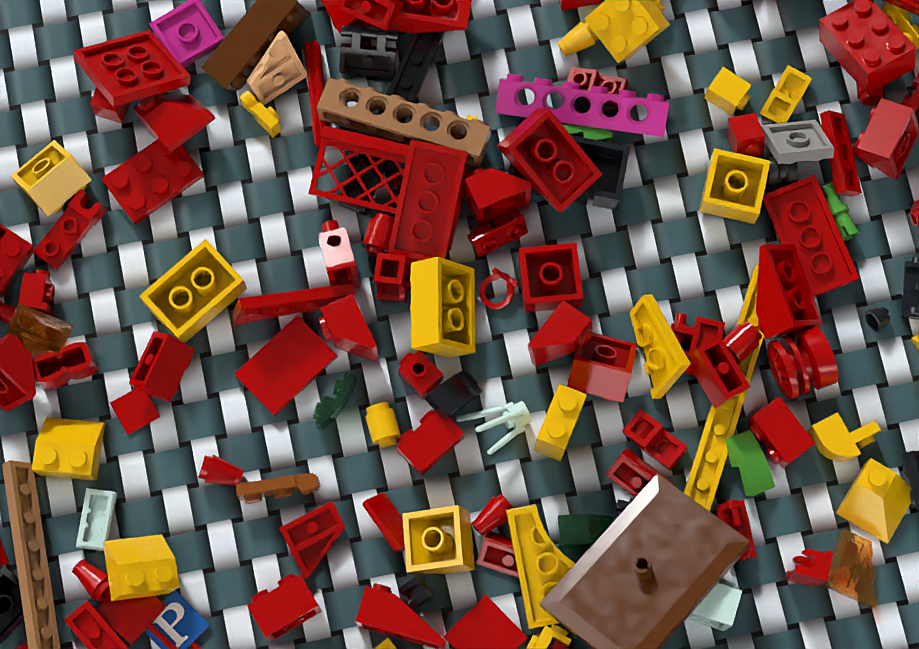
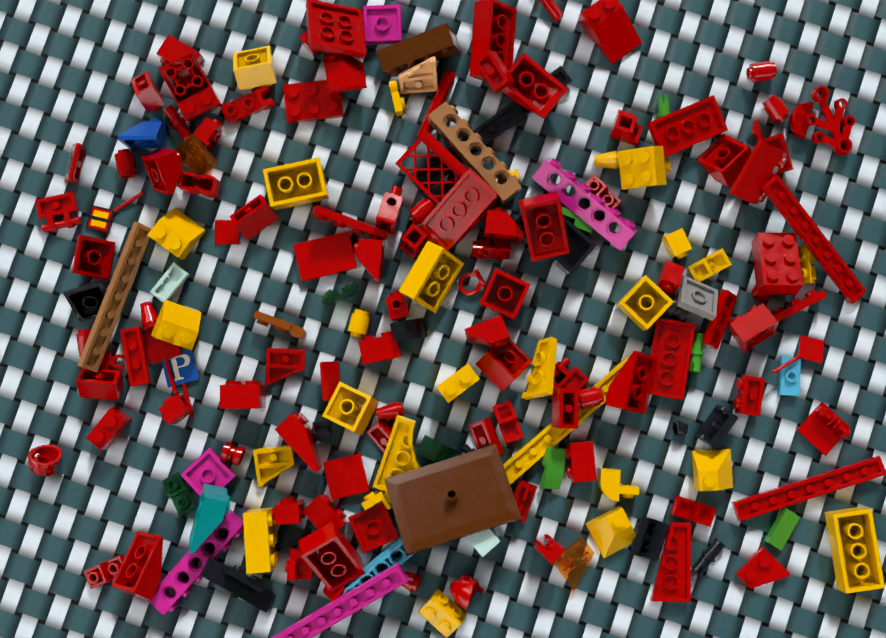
camera: 30 degrees right, 10 degrees up
(219, 471) = (253, 296): red cone -> none
(367, 59) = (477, 101): black plate -> none
(513, 416) = (436, 362): light aqua plant -> none
(802, 362) = (622, 430): red wheel -> none

